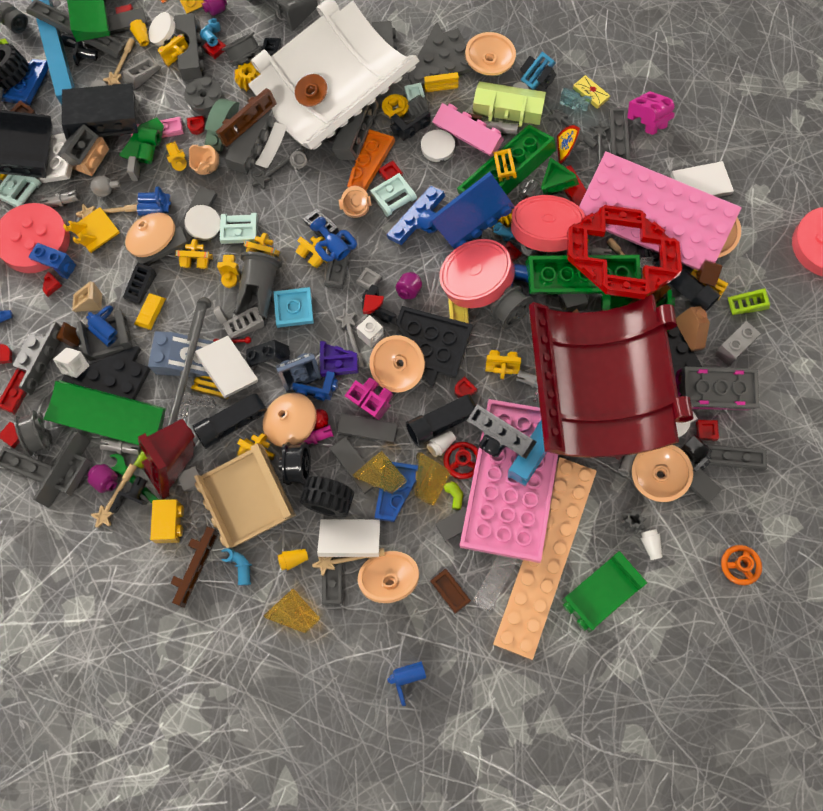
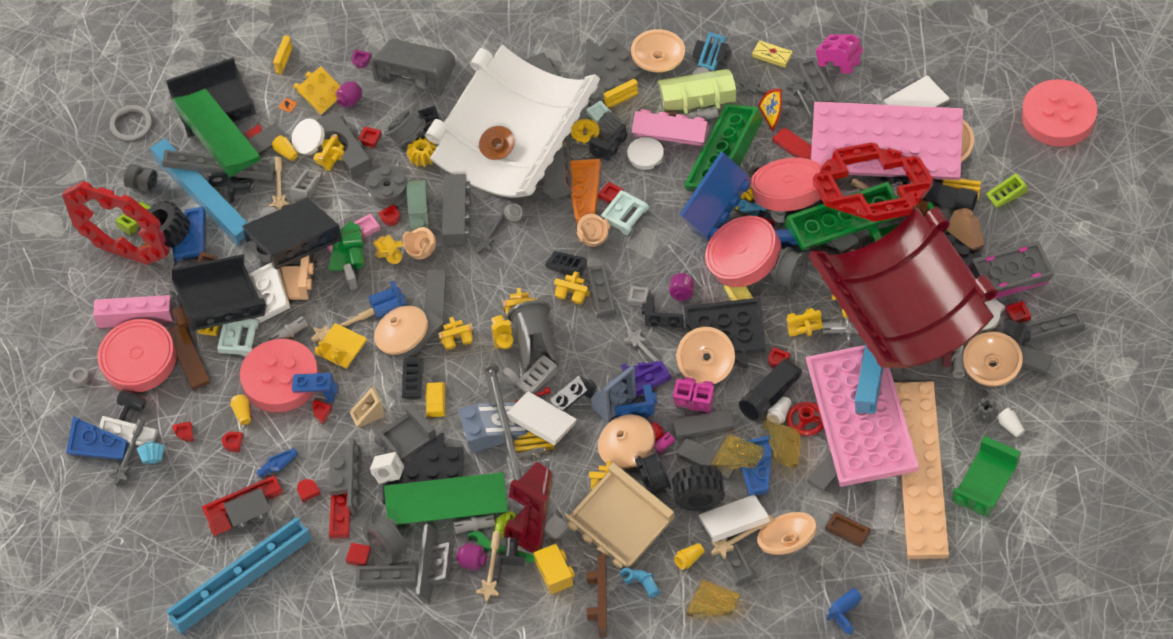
camera: 20 degrees left, 15 degrees down
(68, 335) = (368, 447): reddish brown slope -> none
(78, 145) = (291, 271): dark grey slope -> none
(102, 328) = (401, 426): blue piece -> none
(103, 186) = (328, 302): light grey piece -> none
(202, 222) = (448, 301): white tile -> none
(207, 32) = (358, 125): dark azure piece -> none
(229, 420) = (571, 461): black beam -> none
(238, 232) = (488, 298): light aqua plate -> none
(246, 117) = (444, 194): reddish brown hinge -> none
(272, 145) = (477, 217): white sticker -> none
(293, 307) = (578, 345): medium azure plate -> none
(334, 243) = (595, 272): blue piece -> none
(370, 331) = (664, 339): white brick -> none
(372, 303) = (656, 311): red tile -> none
(417, 216) = (659, 222): plate -> none
(457, 494) = (816, 448): lime arm -> none
(499, 434) = (832, 376): plate -> none
(507, 174) = (734, 151): yellow tile -> none
(557, 178) = (779, 142): green slope -> none
(572, 99) = (757, 66): clear light blue plate -> none
(709, 273) = (959, 177): reddish brown slope -> none
(737, 343) = (1012, 228): light grey brick -> none
(748, 561) = (1098, 410): orange piece -> none

